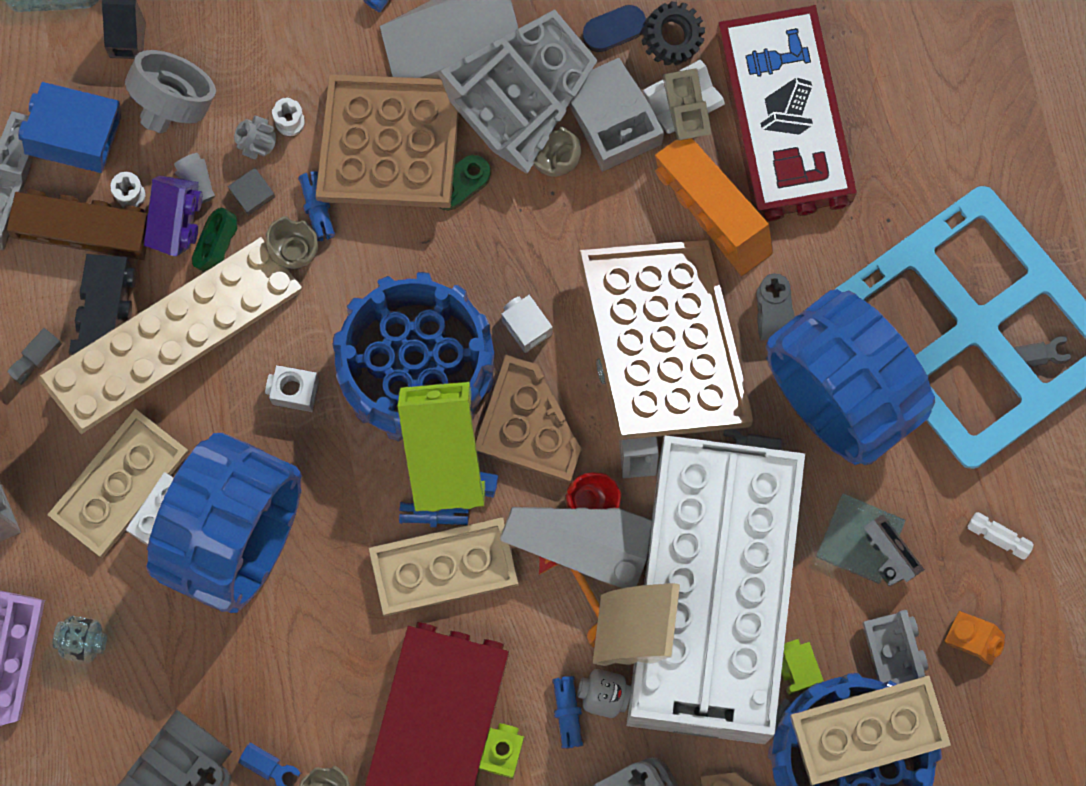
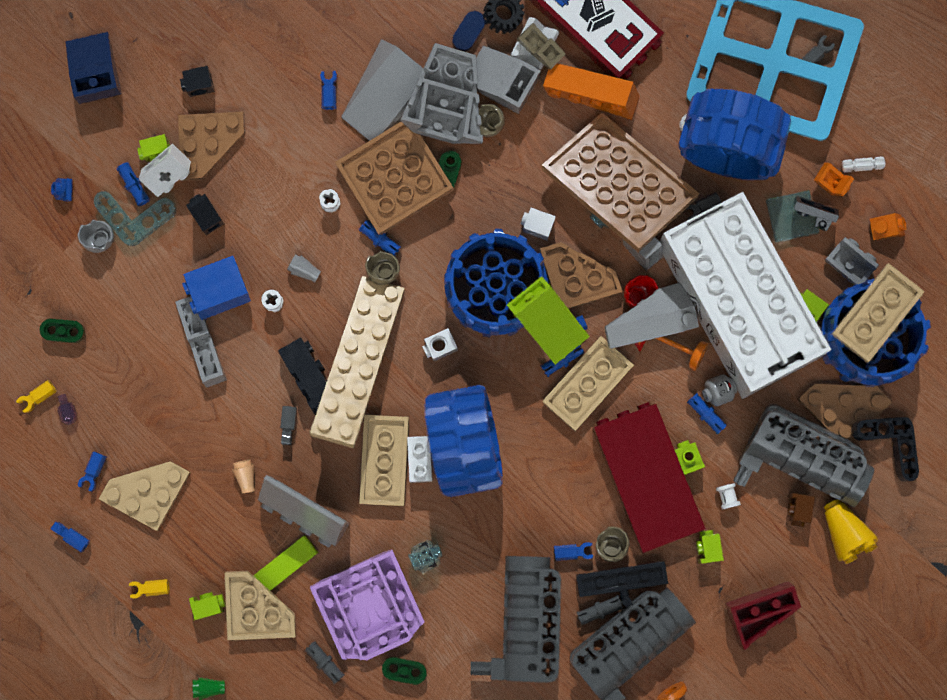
camera: 35 degrees left, 5 degrees up
(78, 224) = (259, 338): reddish brown brick -> none
(168, 89) = (256, 230): light grey piece -> none
(172, 215) = (306, 295): dark purple slope -> none
(214, 239) = (339, 295): dark green plate -> none
(251, 191) = (338, 255): dark grey tile -> none
(255, 137) = (320, 224): light grey gear -> none
(636, 624) = (721, 342): tan slope -> none
(773, 312) = (664, 127): dark grey piece -> none
(945, 528) = (833, 180): none -> orange bracket

